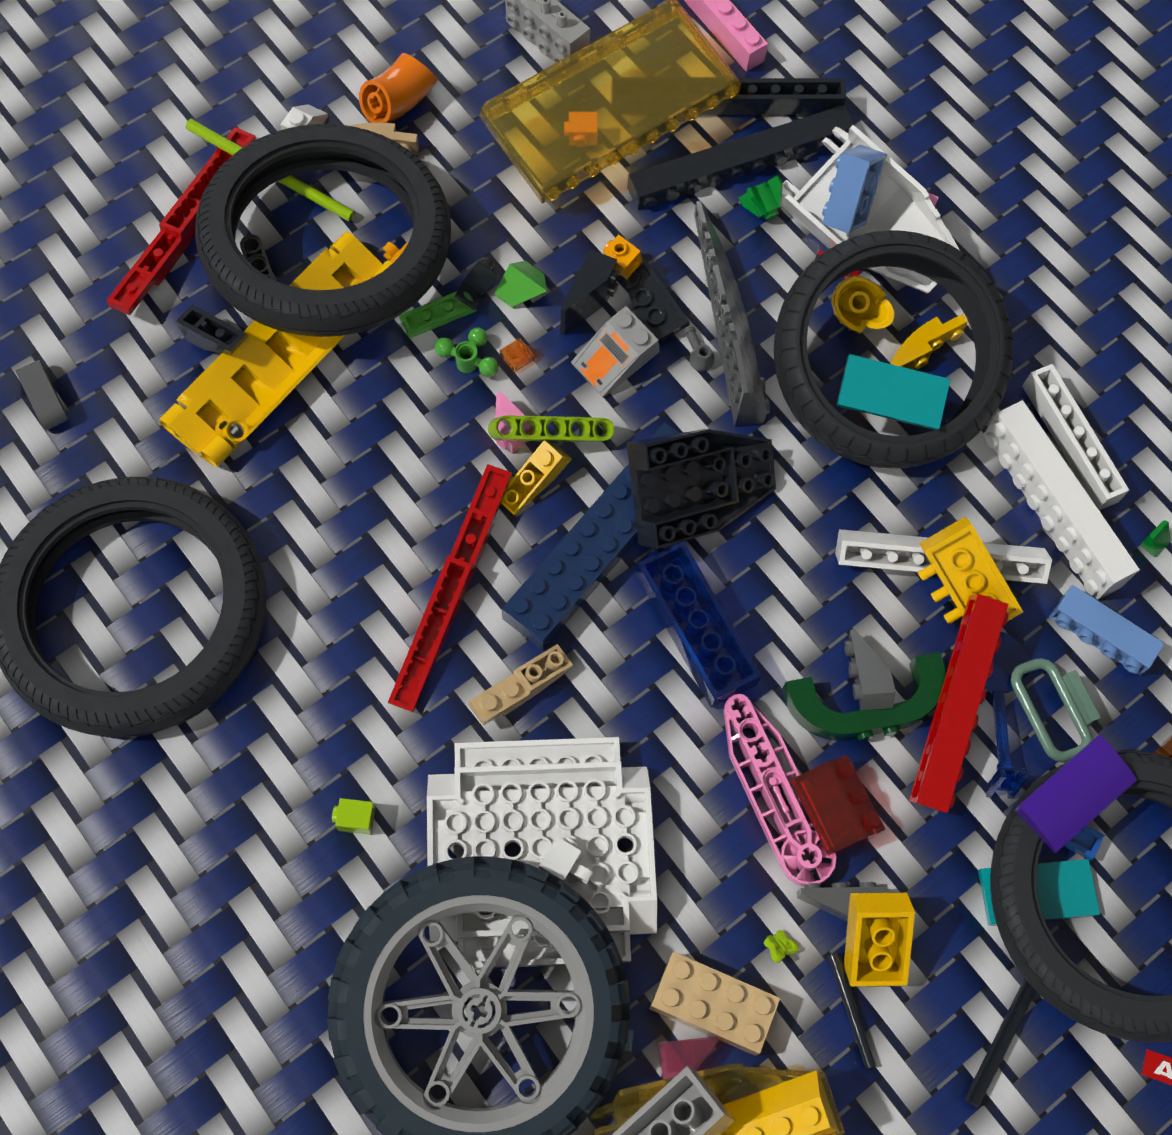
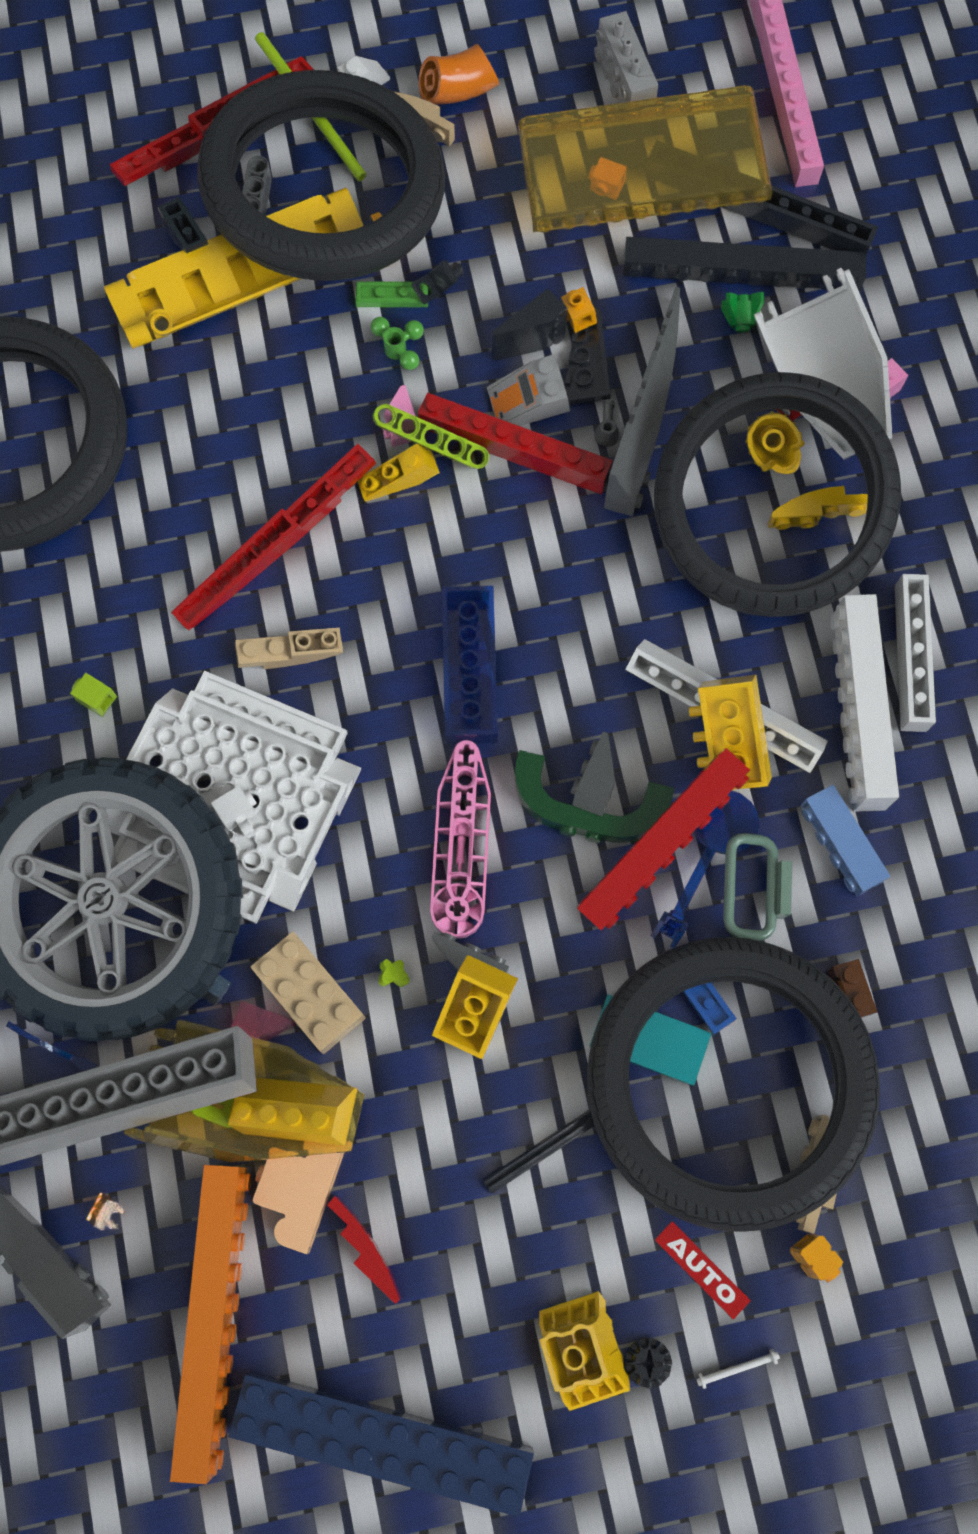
camera: 30 degrees right, 5 degrees up
(42, 395) = (21, 226): dark grey beam -> none
(516, 355) = (441, 360): clear orange tile -> none
(520, 284) = (478, 296): bright green slope -> none
(577, 563) = (431, 551): dark blue brick -> none
(632, 401) = (519, 444): none -> red brick
(696, 482) = (533, 539): black wedge -> none
(838, 805) = (506, 877): clear red slope -> none
(852, 1011) = (426, 1058): black piece -> none
(853, 188) = (820, 330): medium blue brick -> none
(893, 392) = (749, 532): teal tile -> none
(1076, 793) = (719, 965): dark purple slope -> none
(1158, 539) = (944, 781): green slope -> none

